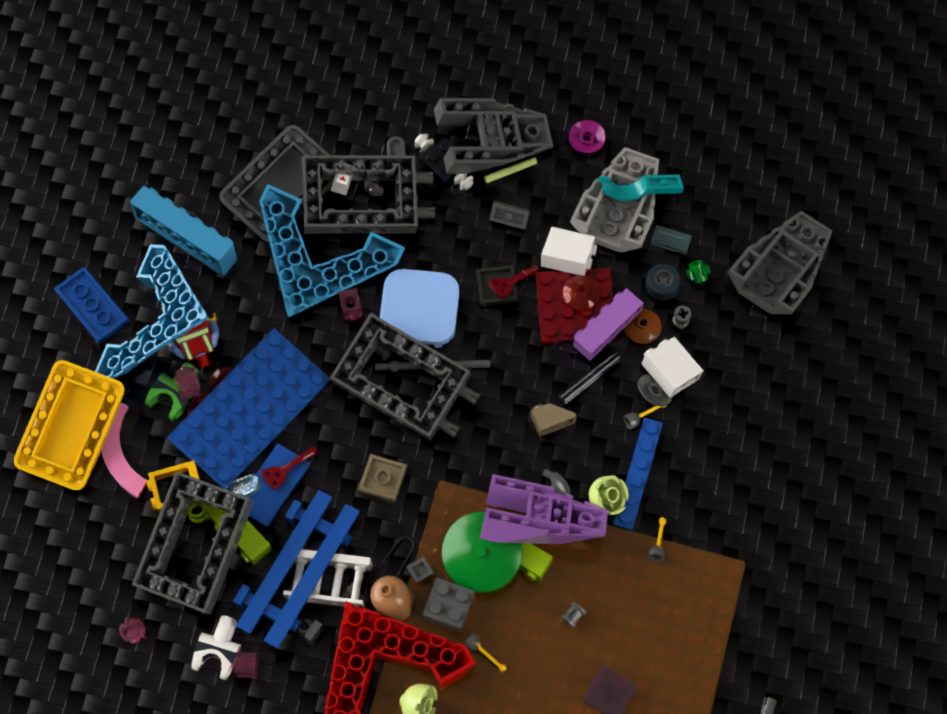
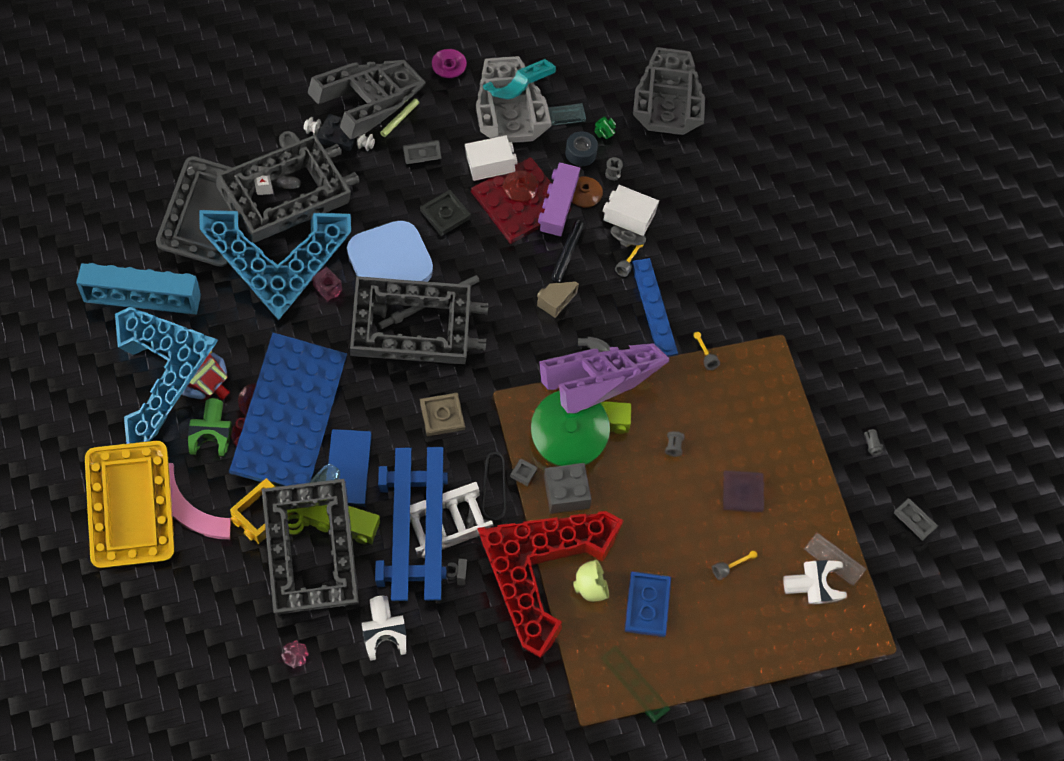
camera: 35 degrees left, 5 degrees down
(91, 305) = (86, 393): blue tile -> none
(187, 382) = (221, 413): clear pink brick -> none
(246, 665) = (418, 630): clear pink brick -> none
(283, 471) = (352, 448): dark red piece -> none
(392, 598) = (515, 504): medium nougat cylinder -> none
(474, 643) = (607, 506): hinge -> none
(505, 285) = (454, 208): dark red piece -> none
(609, 494) = (643, 331): yellowish green cylinder -> none

